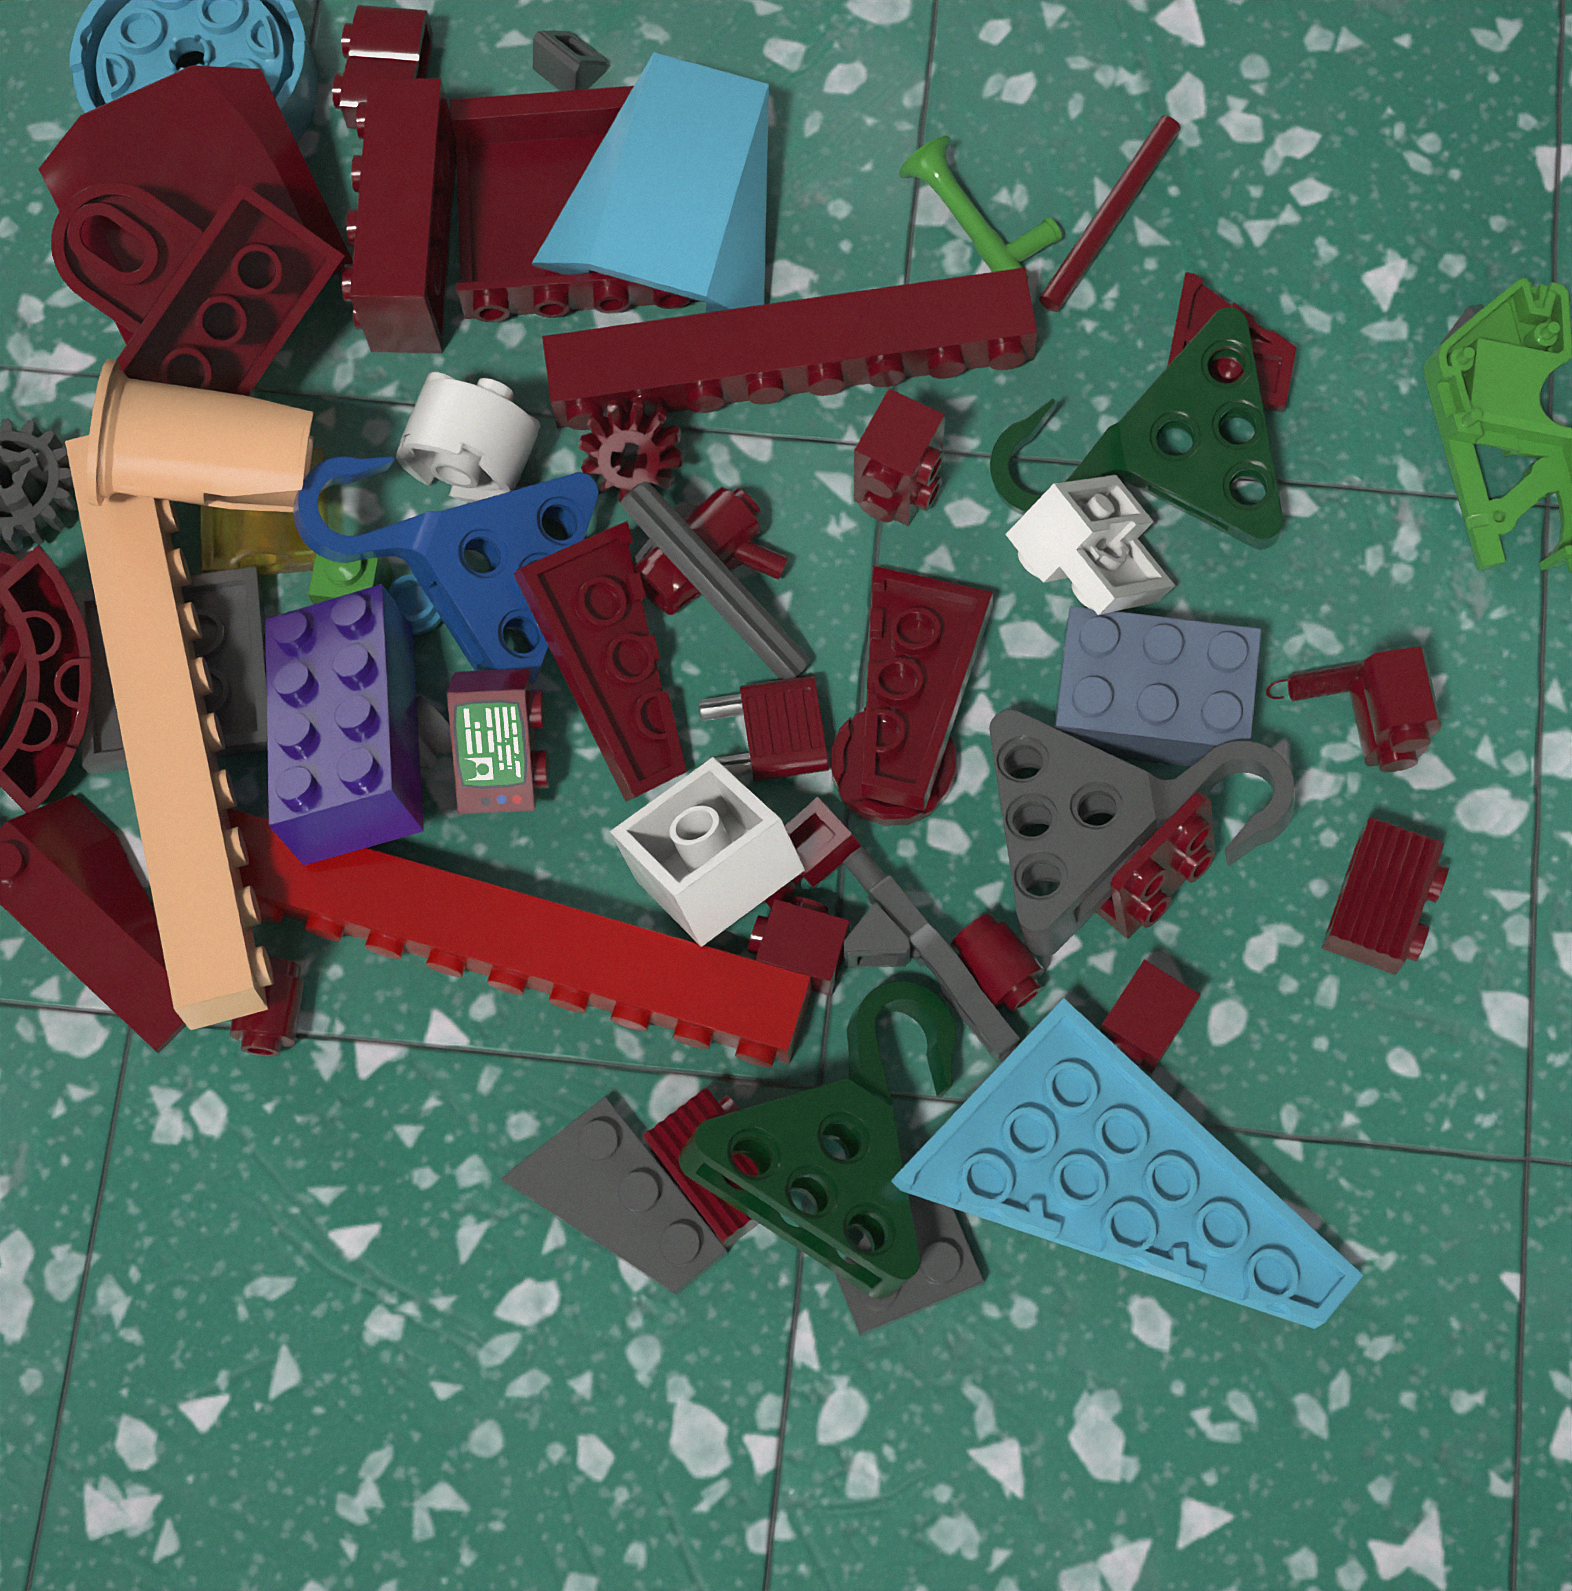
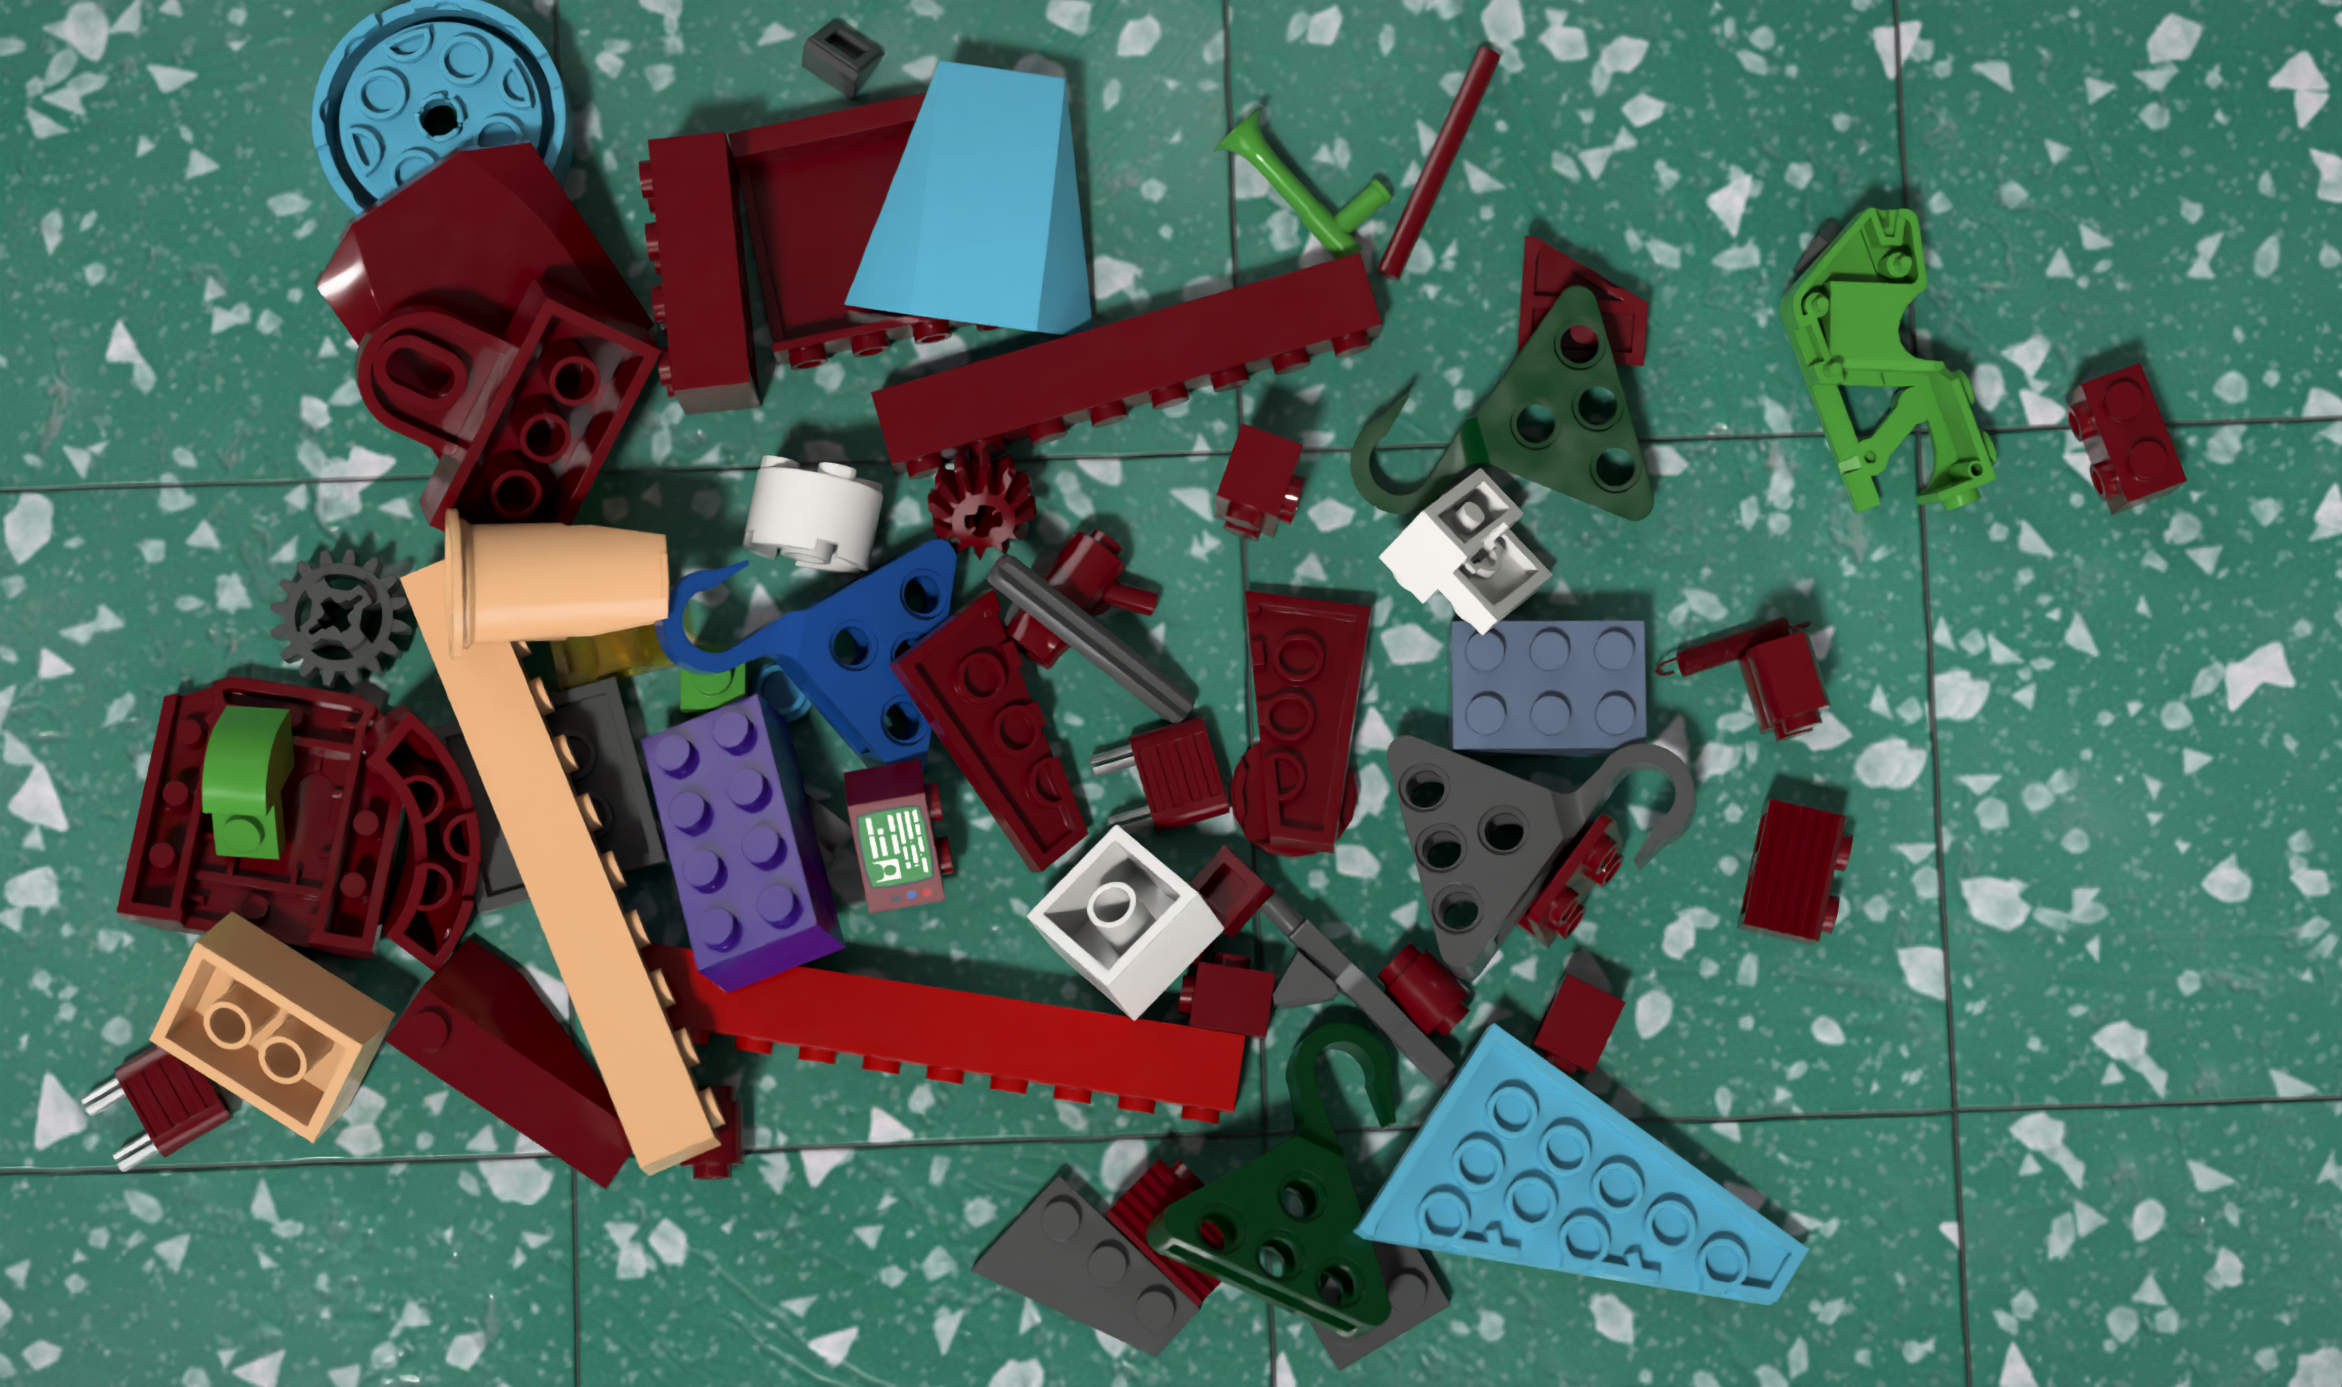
camera: 15 degrees left, 10 degrees up
(380, 45) = (646, 90): dark red brick -> none

